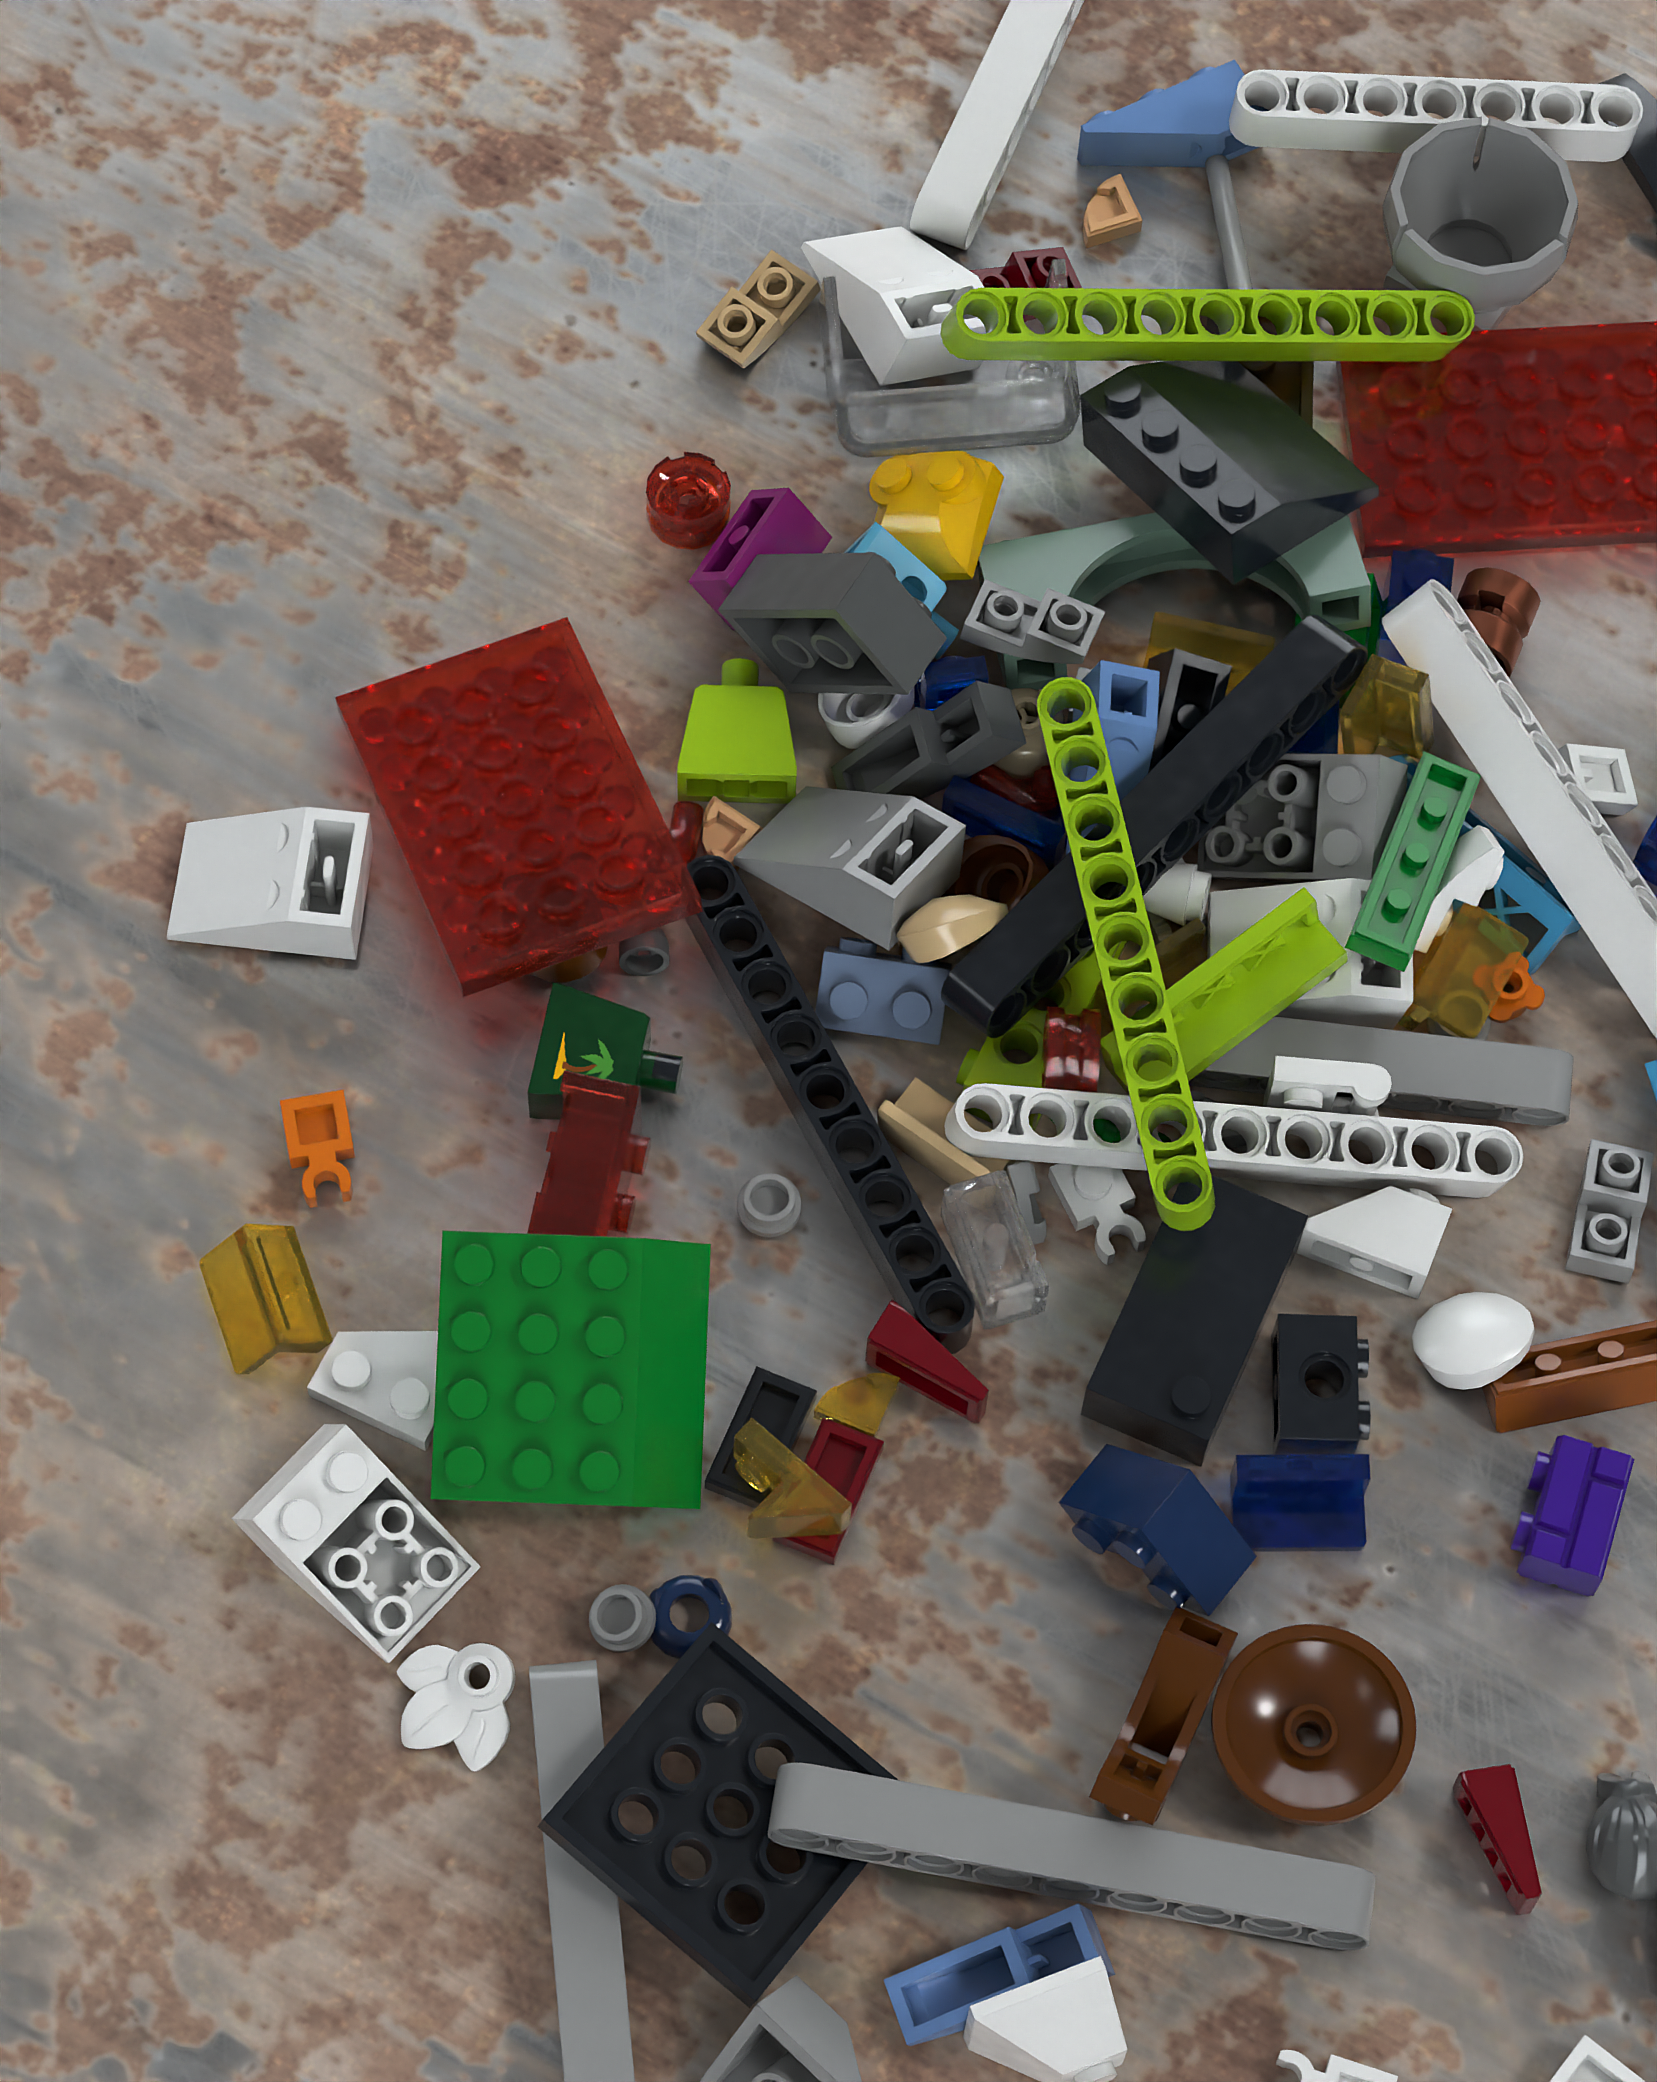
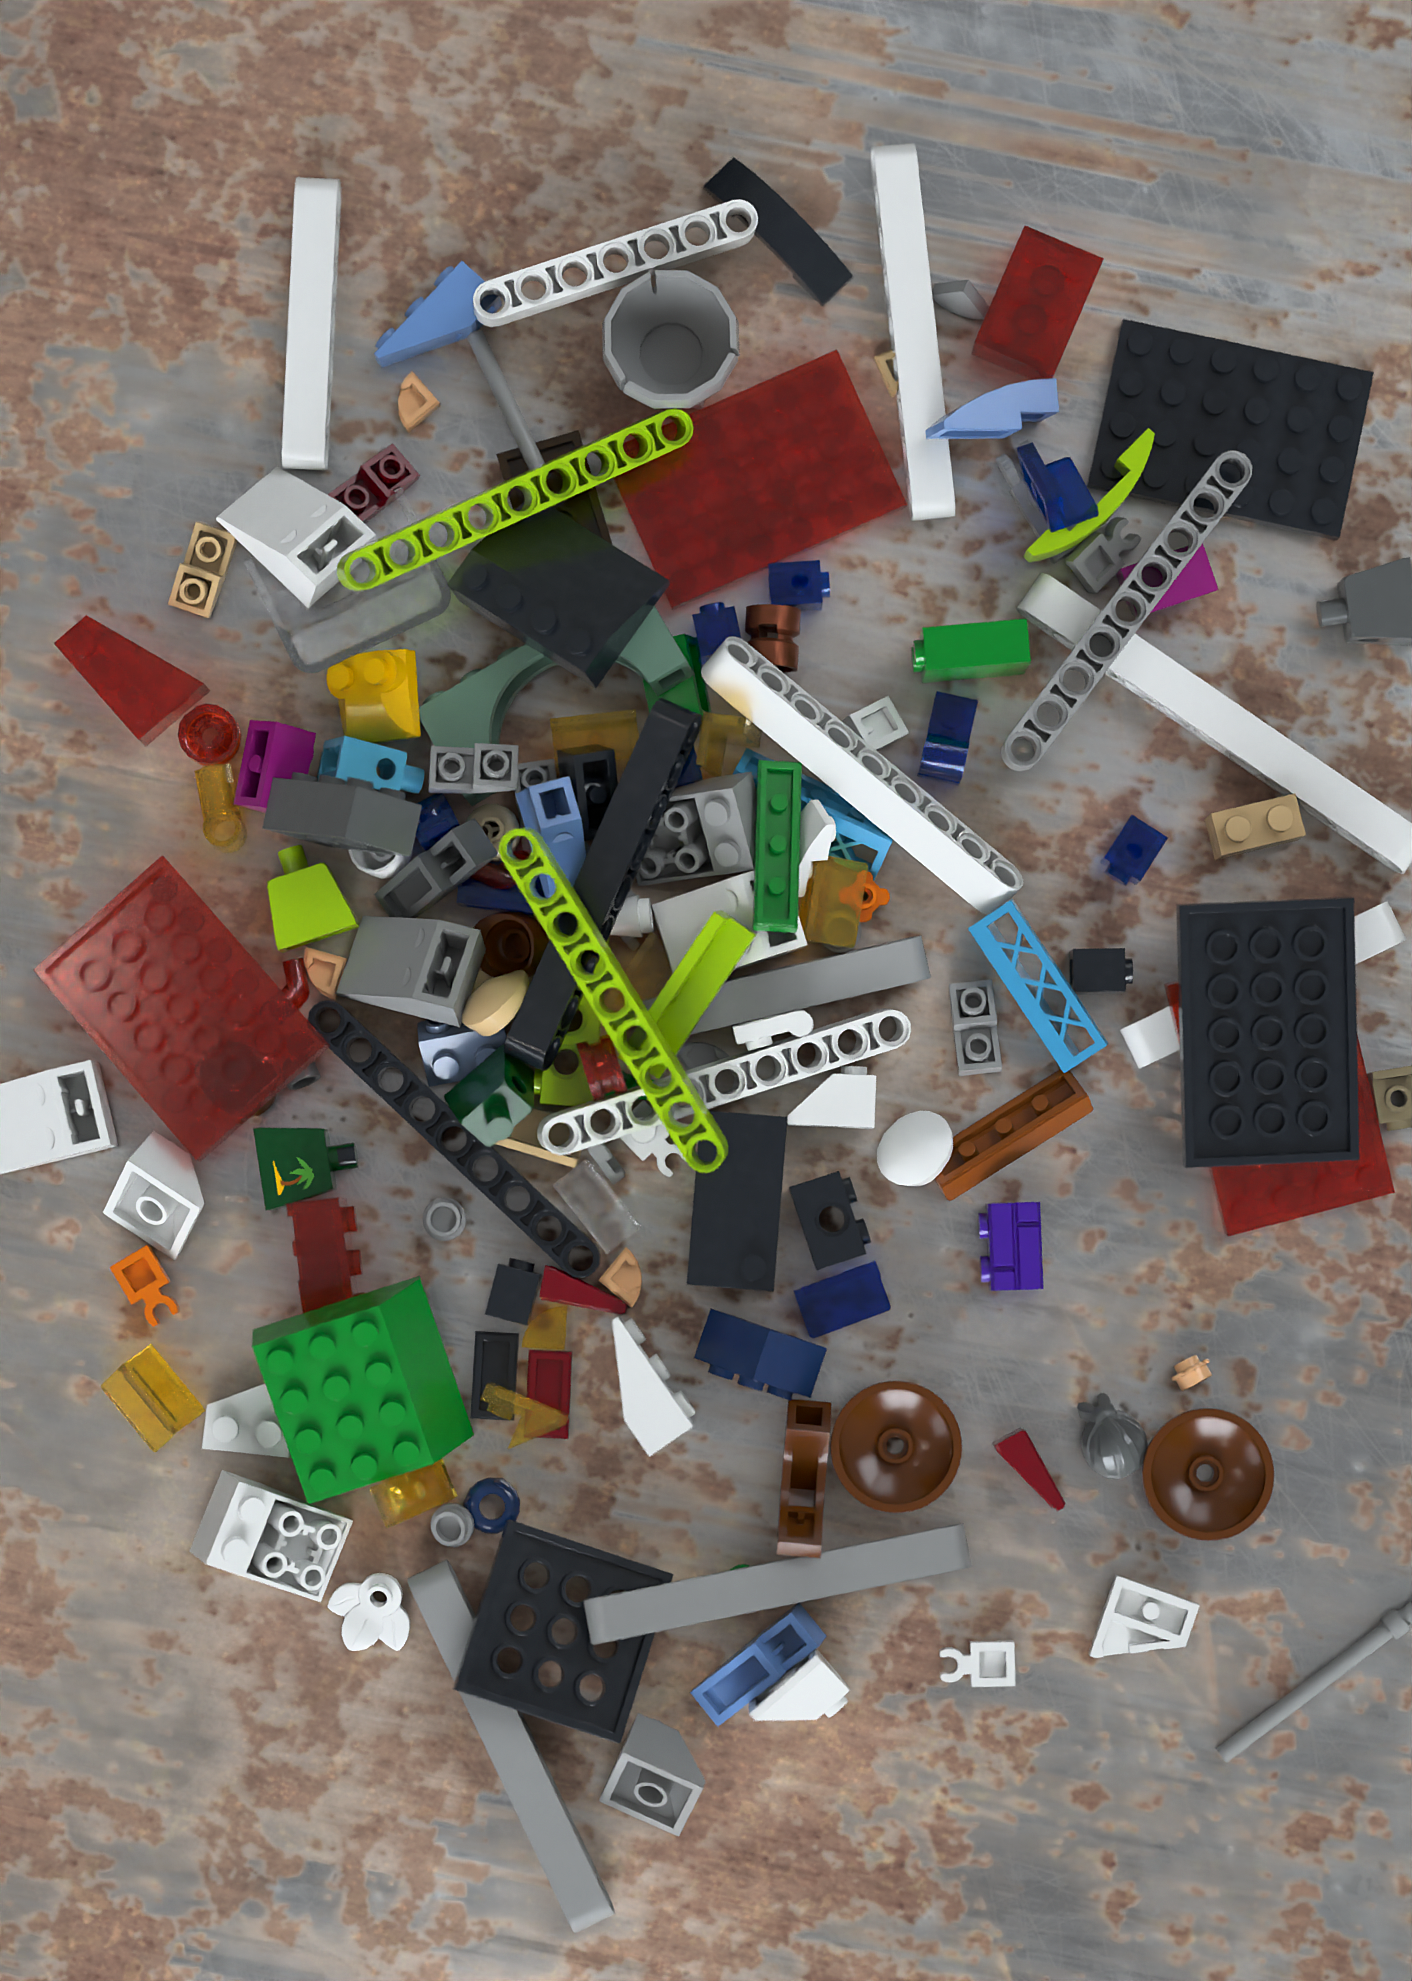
camera: 15 degrees left, 20 degrees up
(381, 1031) = (157, 1195): none -> white slope
(583, 1547) = (413, 1493): none -> clear yellow slope
(613, 395) = (131, 680): none -> clear red wedge
(665, 589) = (216, 795): none -> clear yellow piece
(830, 1330) = (514, 1292): none -> black brick
(902, 1052) = (493, 1097): none -> dark green torso
(977, 1547) = (647, 1401): none -> white slope
(998, 1368) = (624, 1277): none -> light nougat tile
(1553, 570) = (798, 584): none -> clear blue brick

